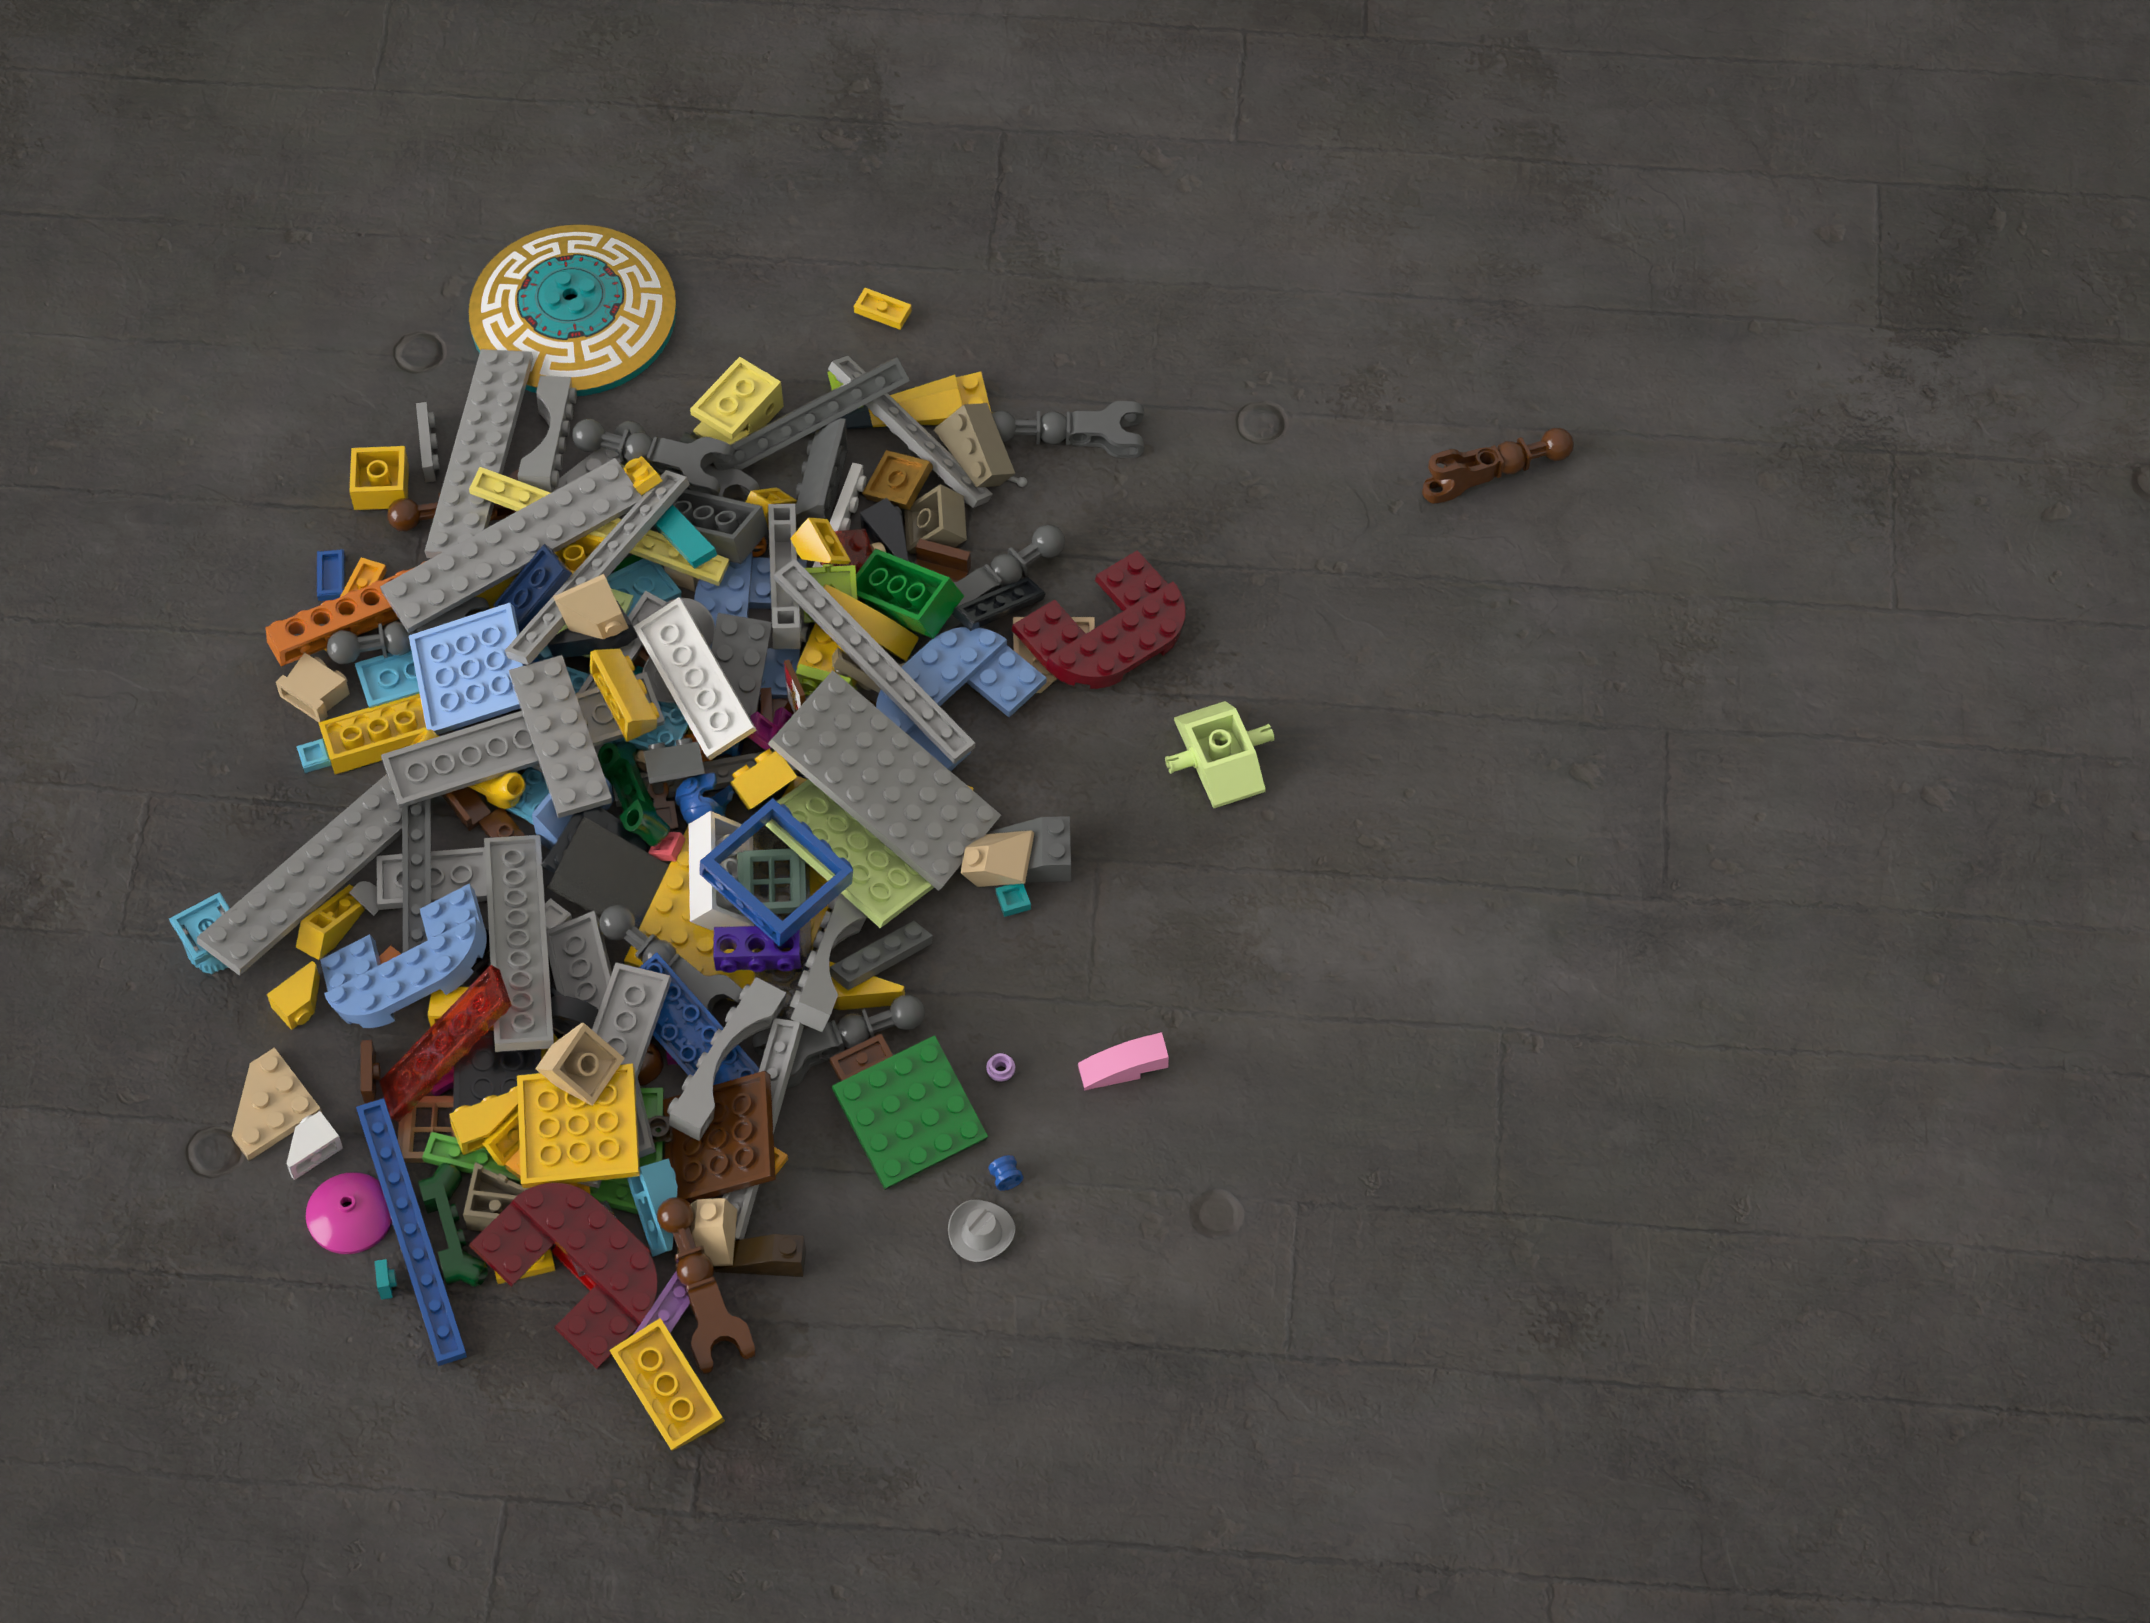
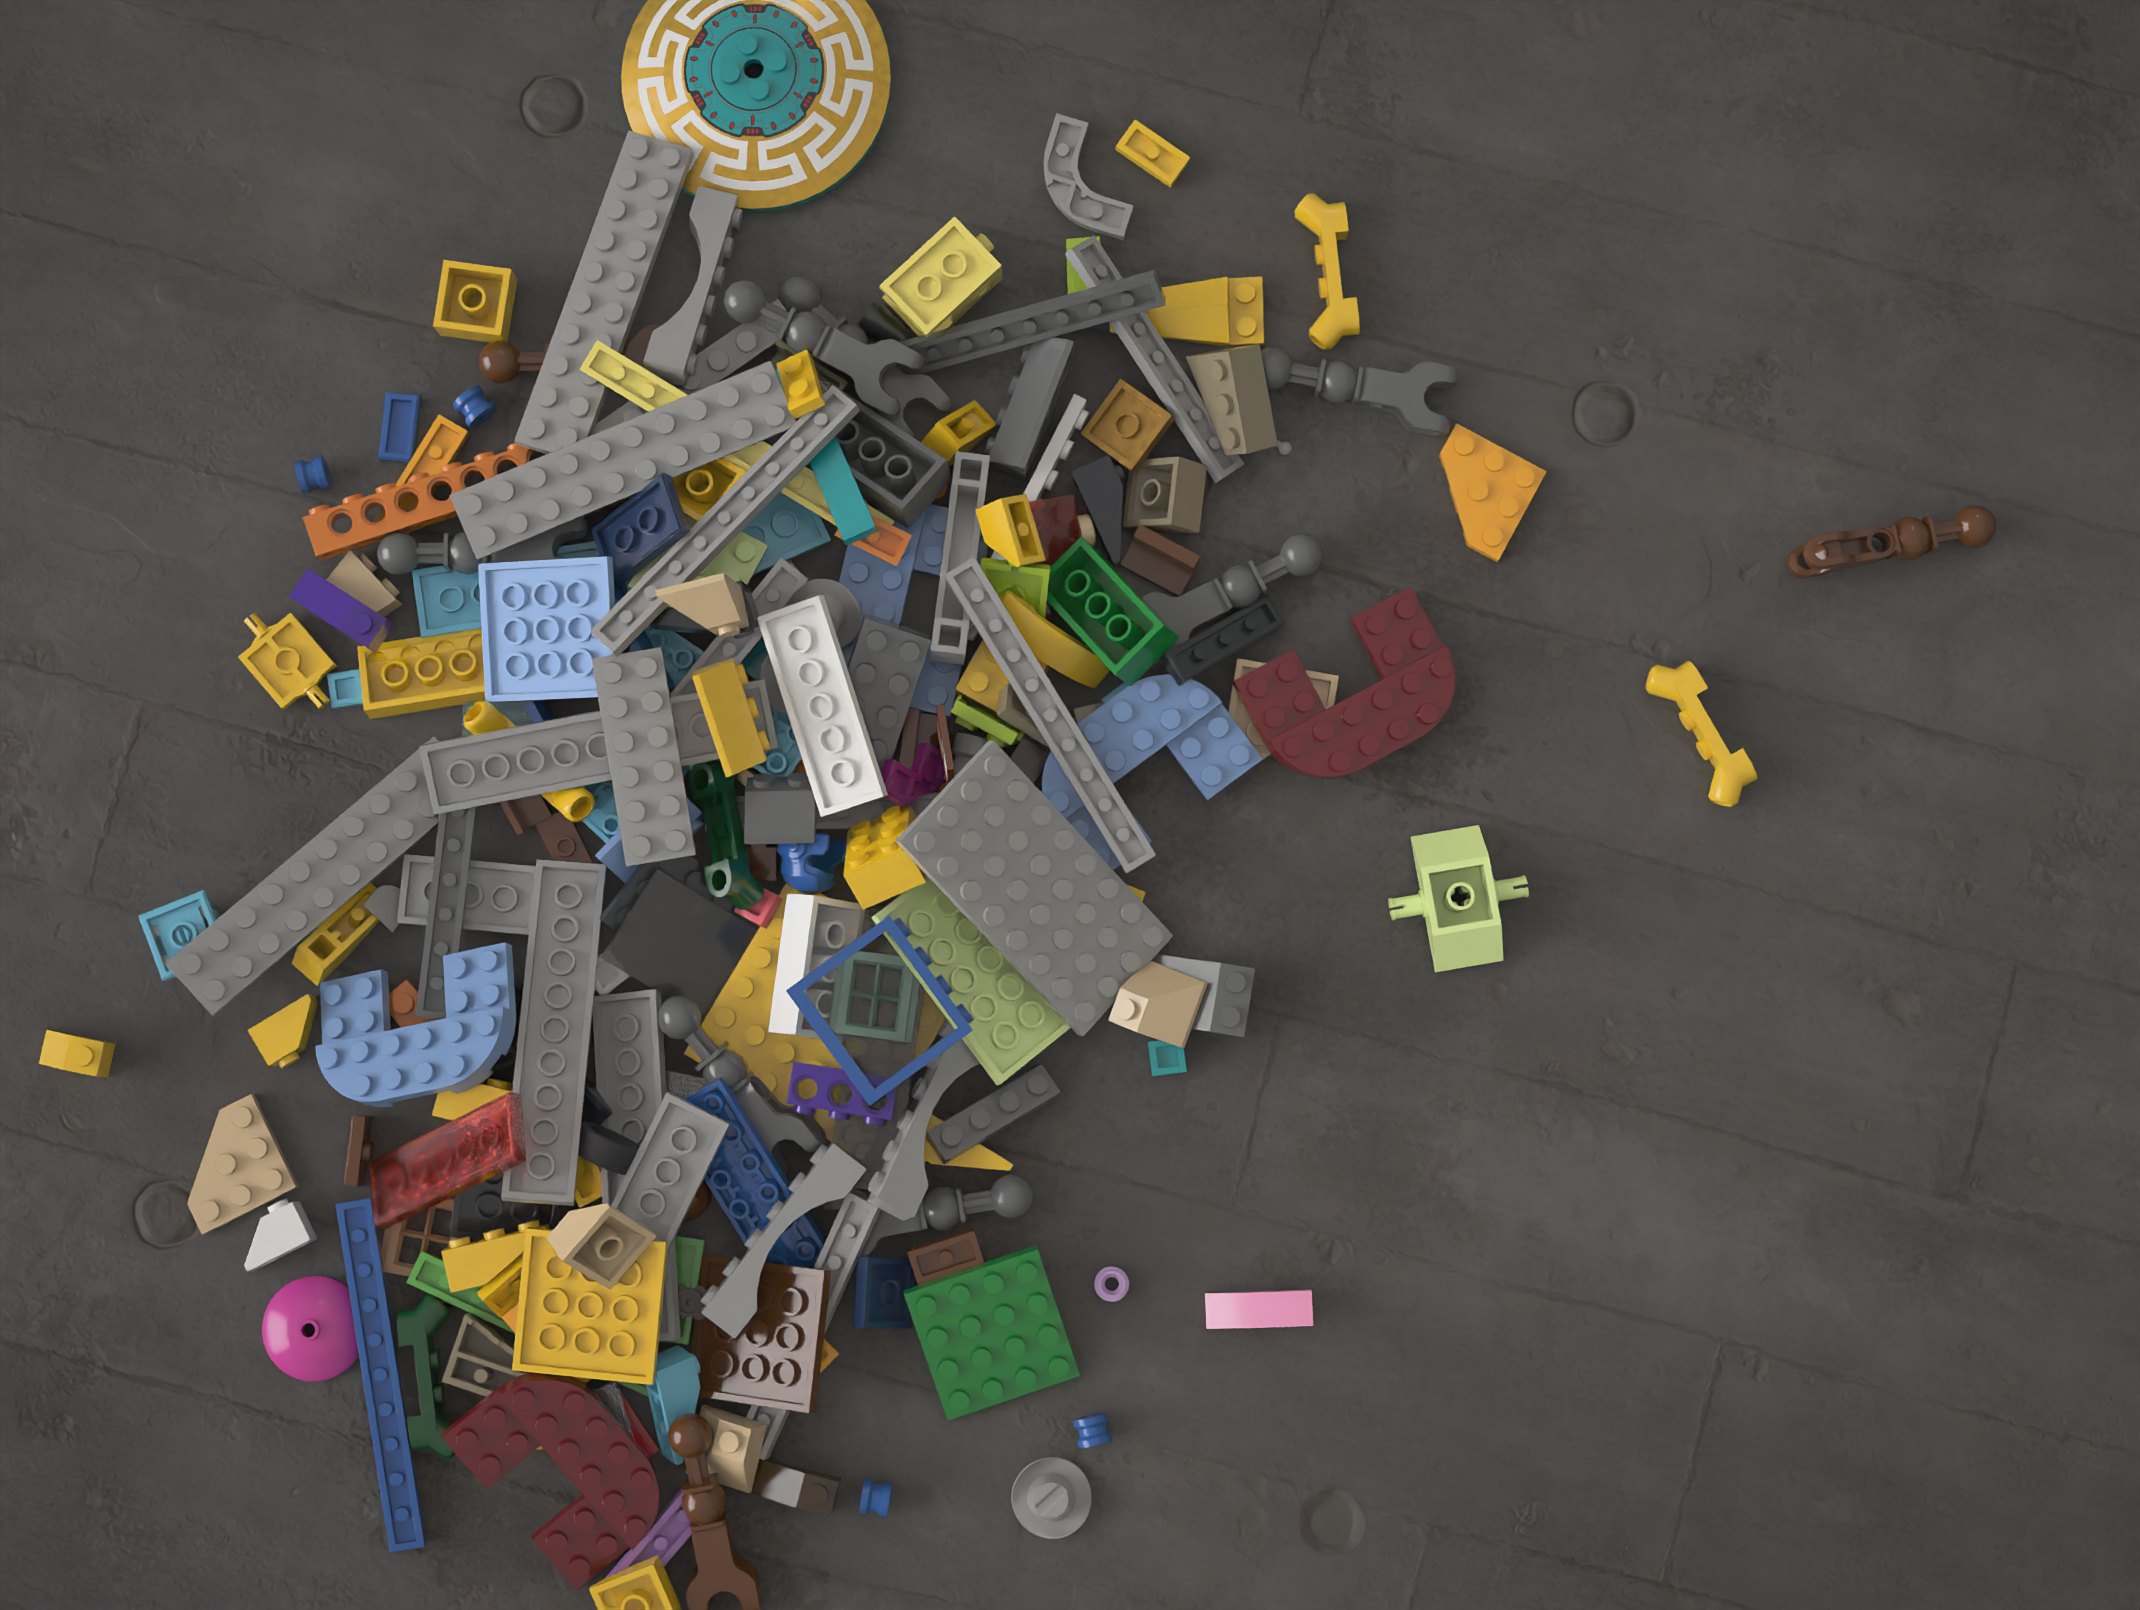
camera: 10 degrees right, 25 degrees up
(128, 1041) = (77, 1054): none -> yellow slope
(263, 741) = (287, 661): none -> yellow plate
(267, 612) = (313, 474): none -> blue wheel
(307, 689) = (341, 610): none -> dark purple slope
(385, 1279) = (343, 1431): teal plate -> none
(388, 548) = (474, 406): none -> blue wheel
(428, 442) = (544, 254): light grey plate -> none
(720, 569) = (886, 544): none -> orange plate
(814, 1096) = (880, 1292): none -> dark blue plate
(824, 341) = (1070, 192): none -> light grey plate
(836, 1252) = (875, 1498): none -> blue wheel
(1026, 332) = (1331, 225): none -> yellow plate
(1183, 482) = (1487, 489): none -> light orange plate
(1364, 584) = (1731, 770): none -> yellow plate

